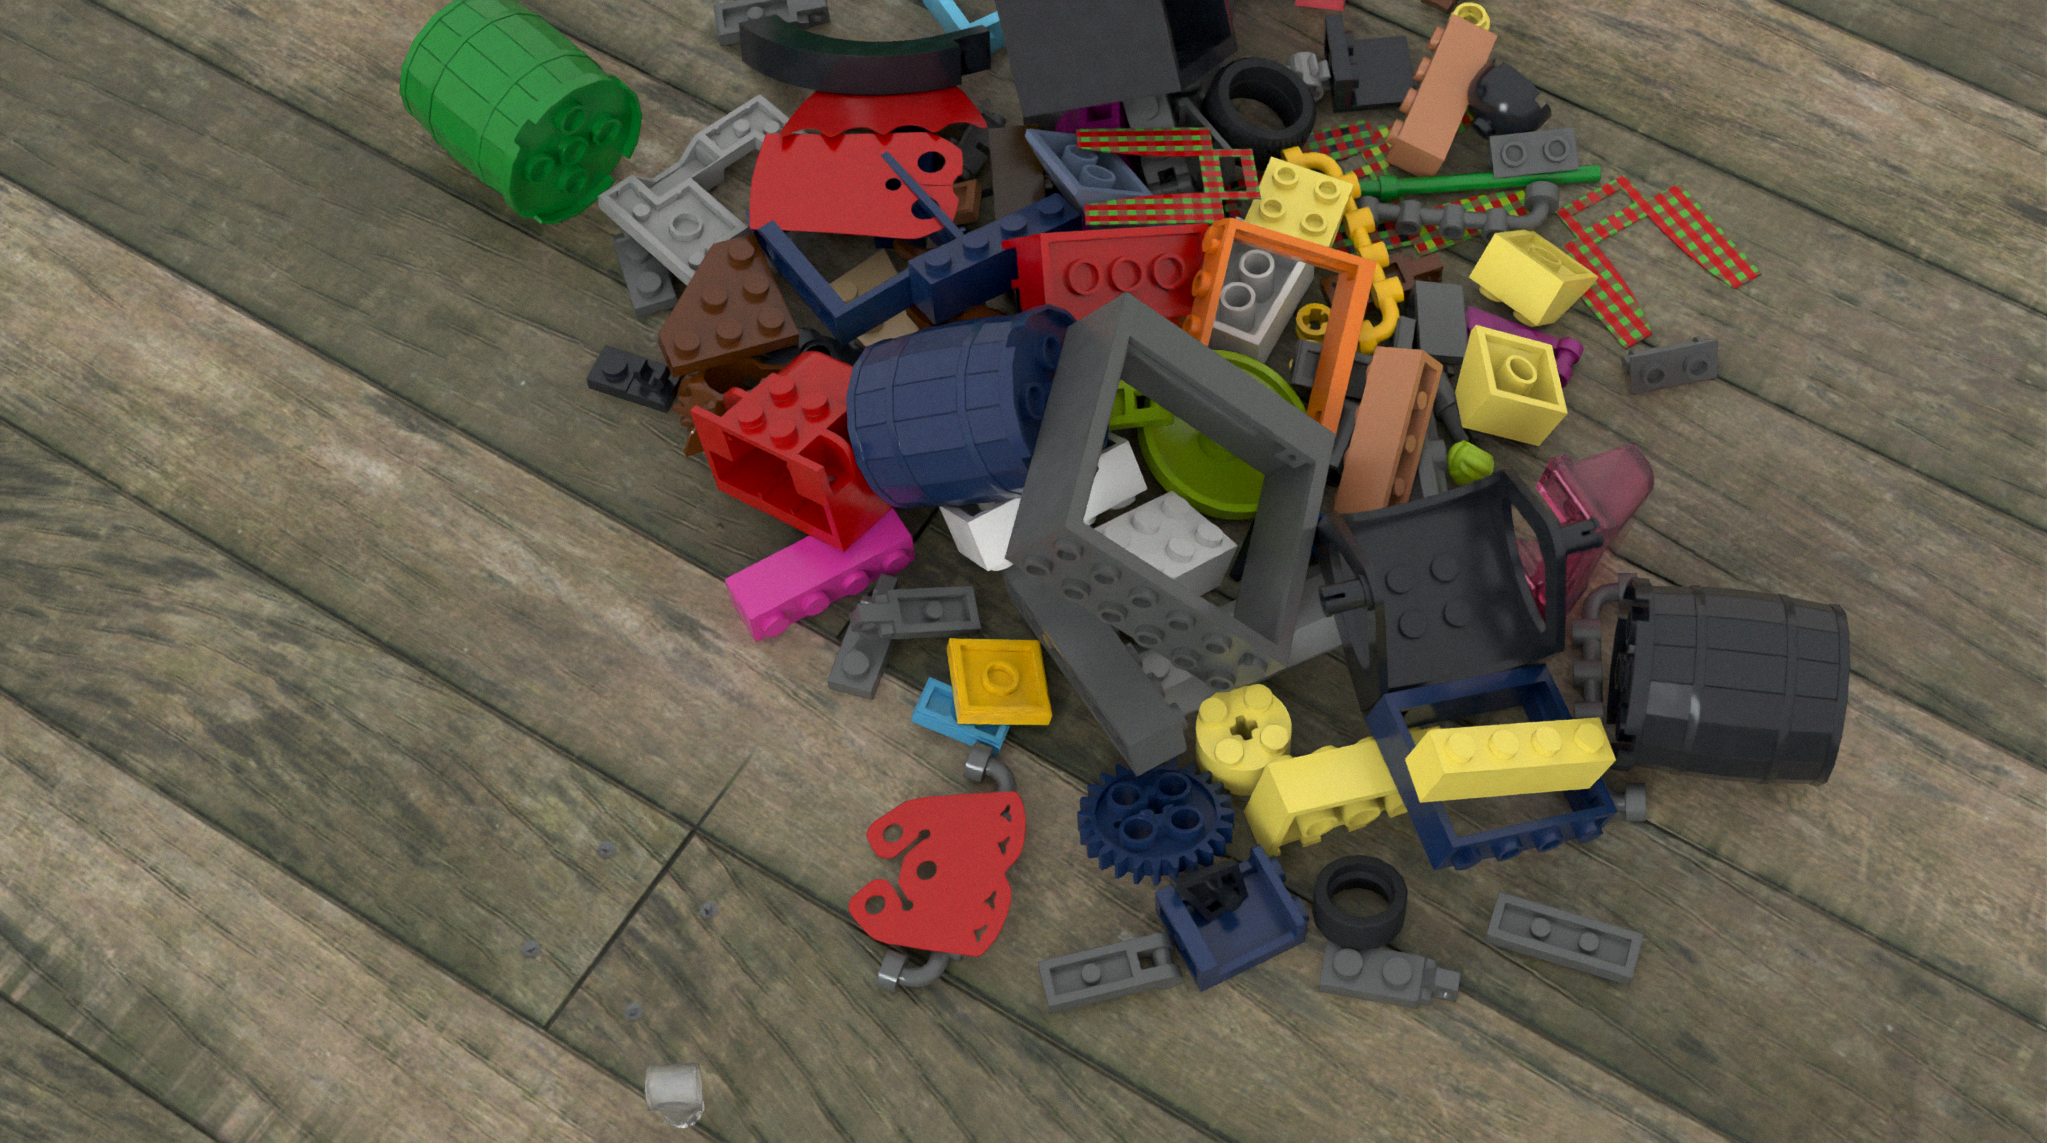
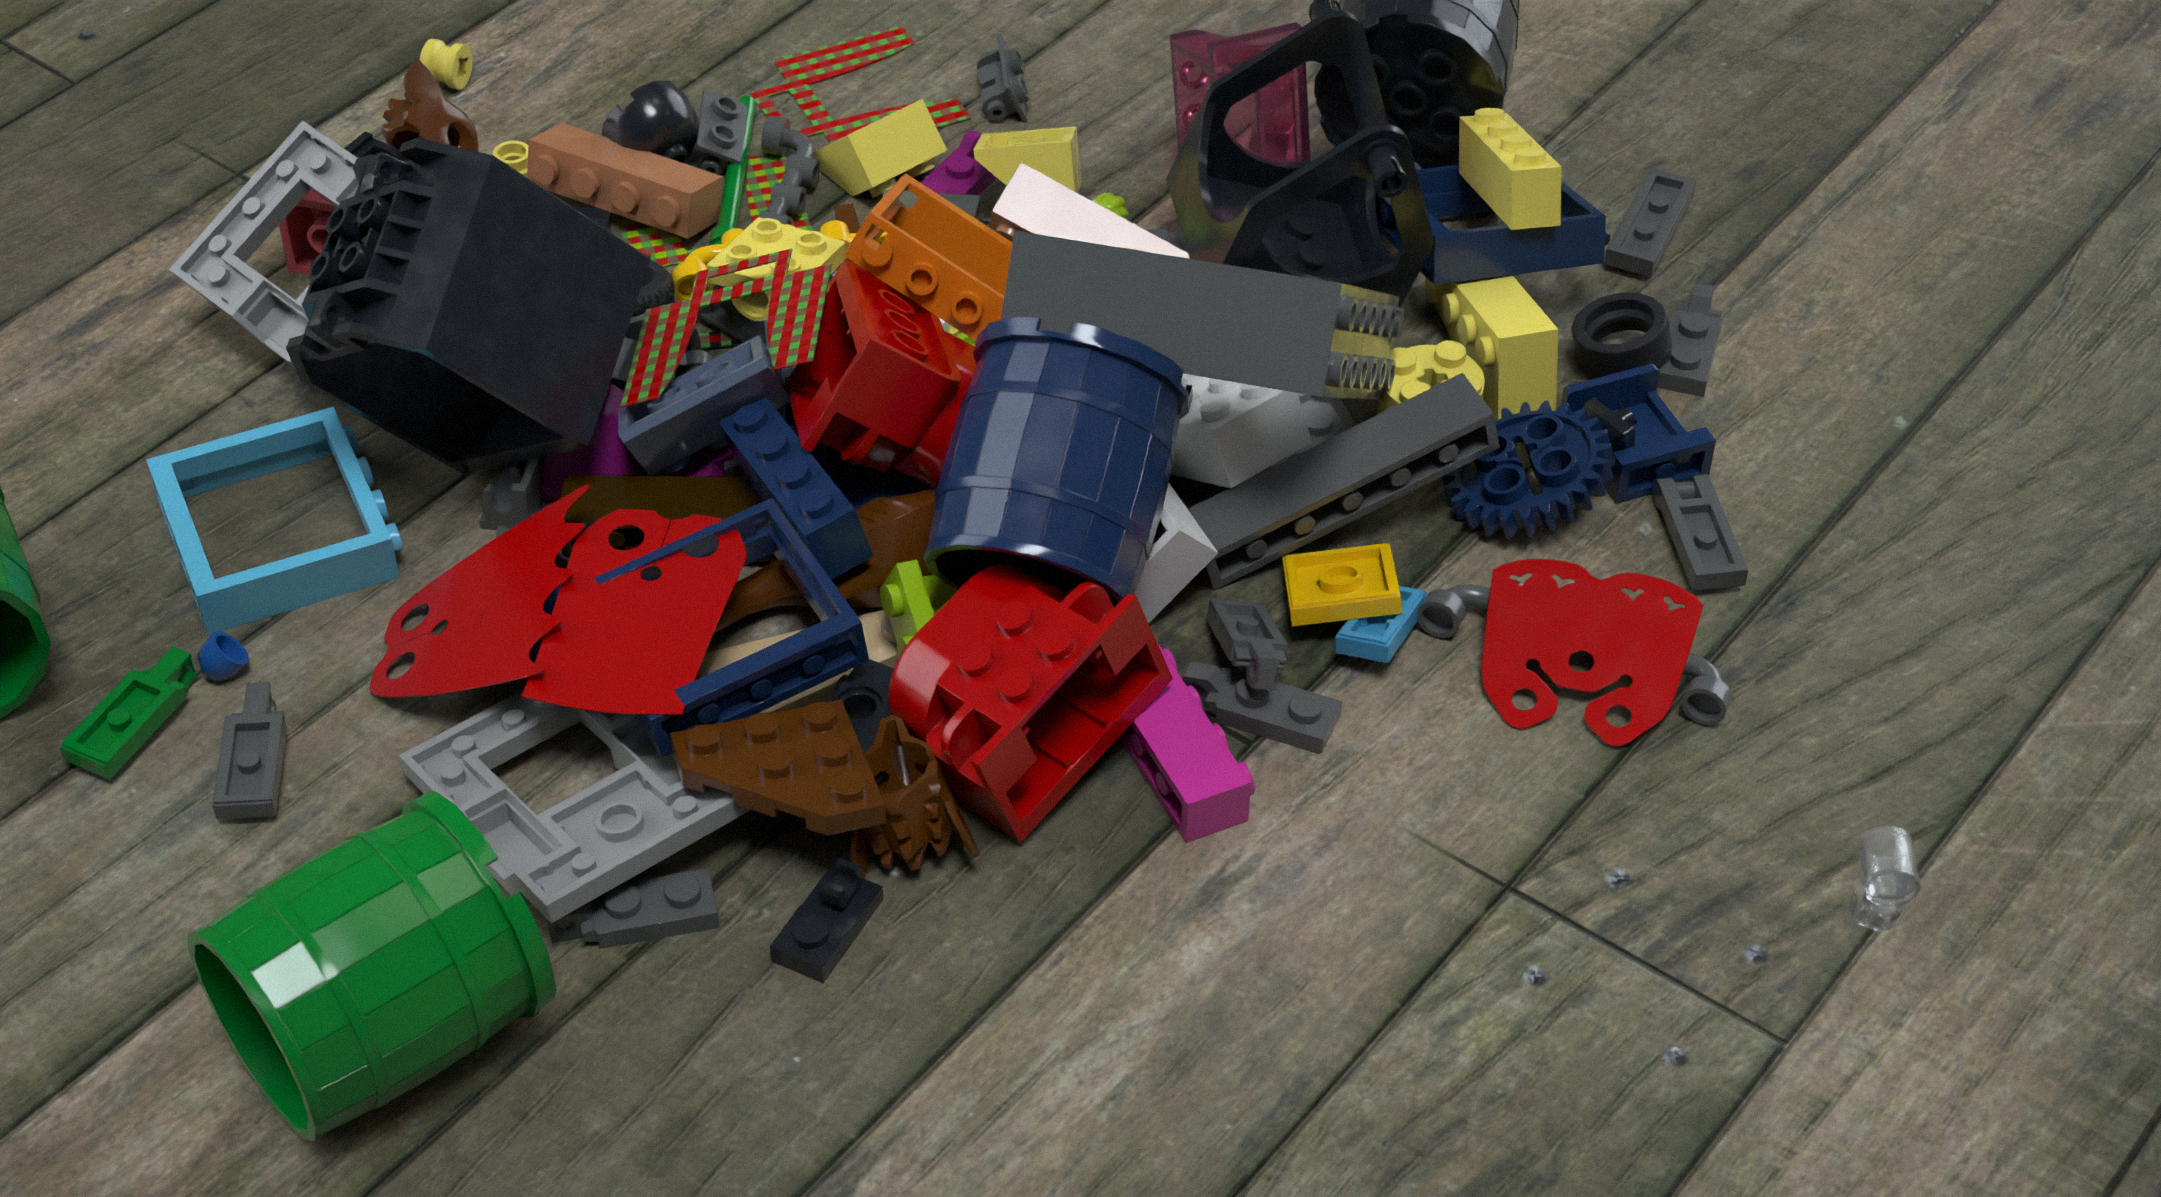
camera: 90 degrees left, 15 degrees down
(862, 66) = (391, 662): black arch -> none

